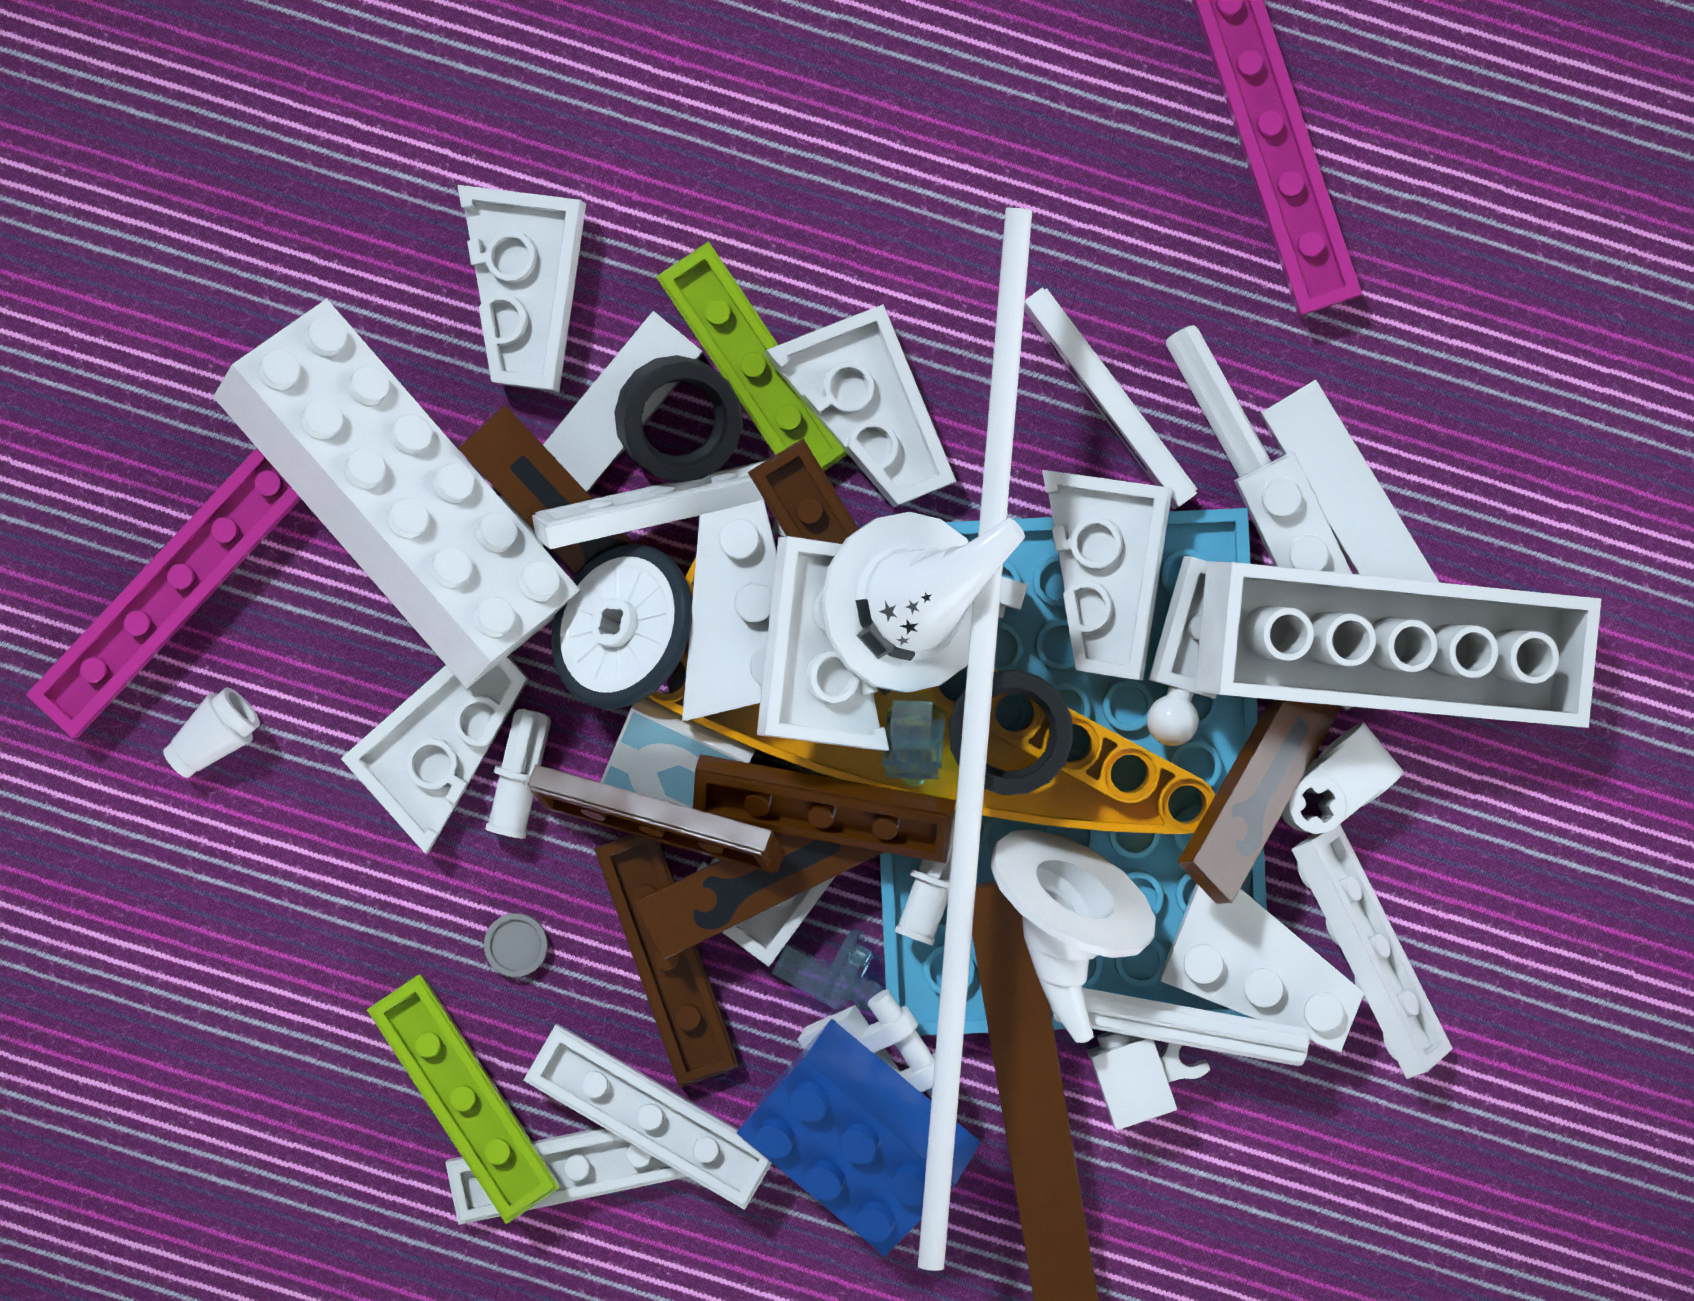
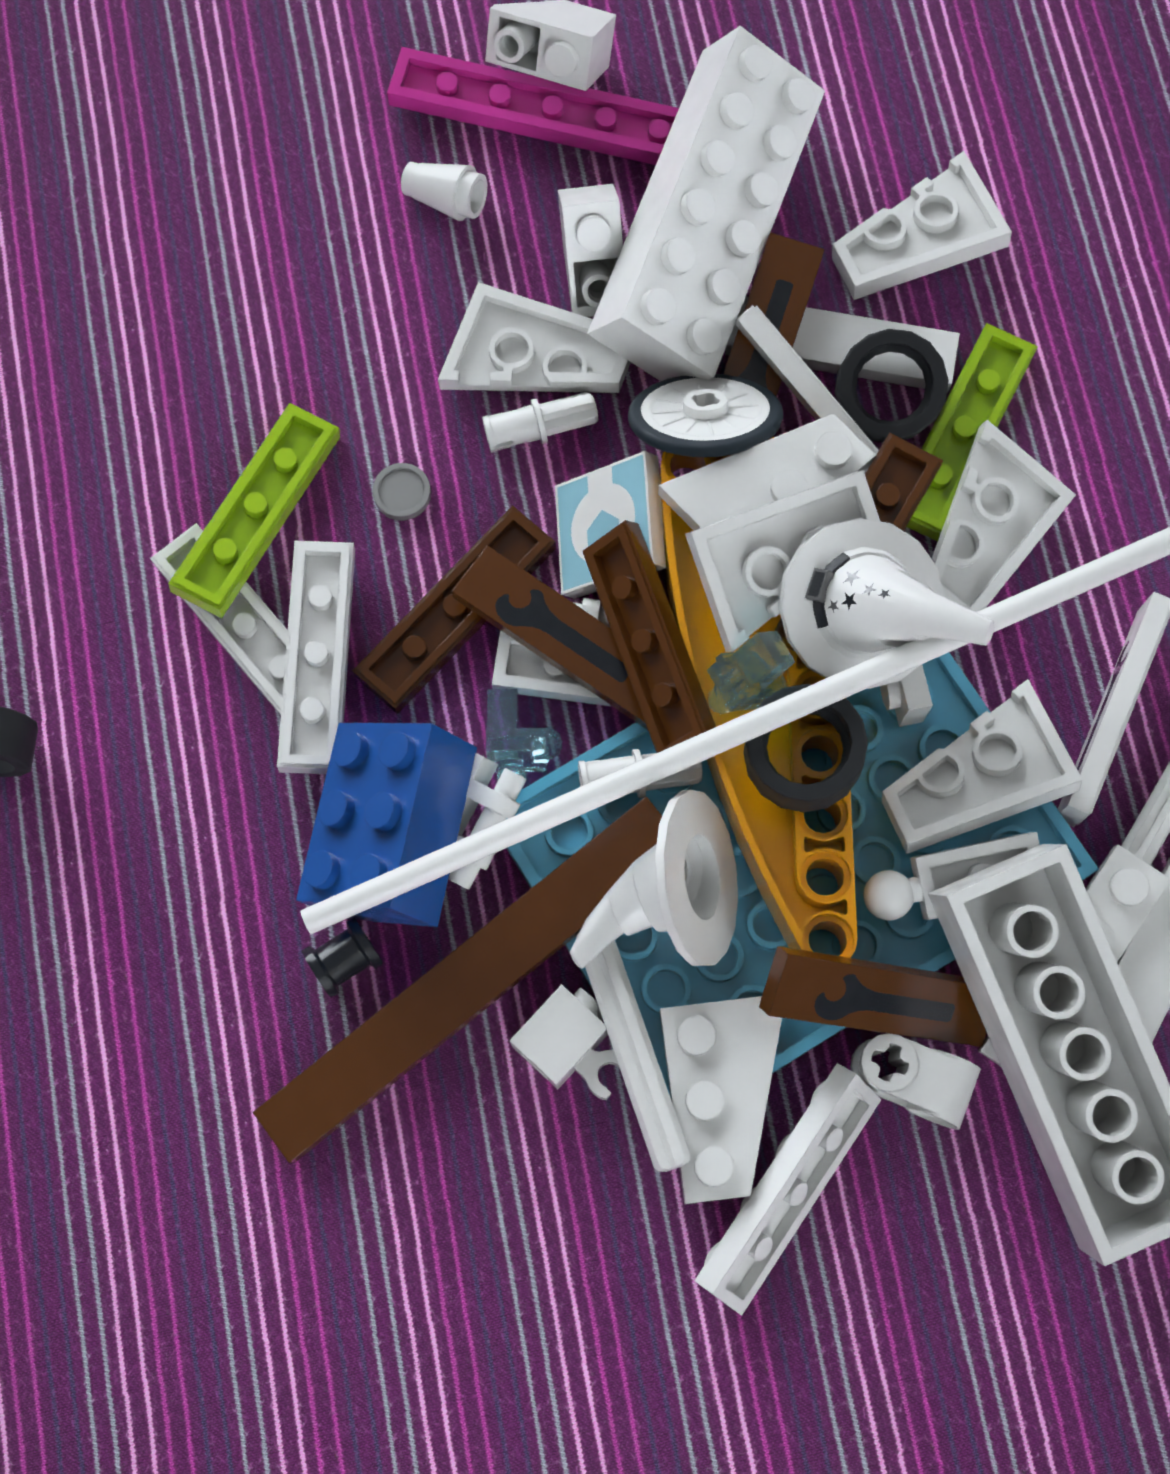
camera: 65 degrees right, 15 degrees down
(110, 538) = (551, 40): none -> white slope
(357, 623) = (590, 242): none -> white slope
(657, 819) = (565, 528): tile -> none
(960, 1241) = (342, 957): none -> black bush

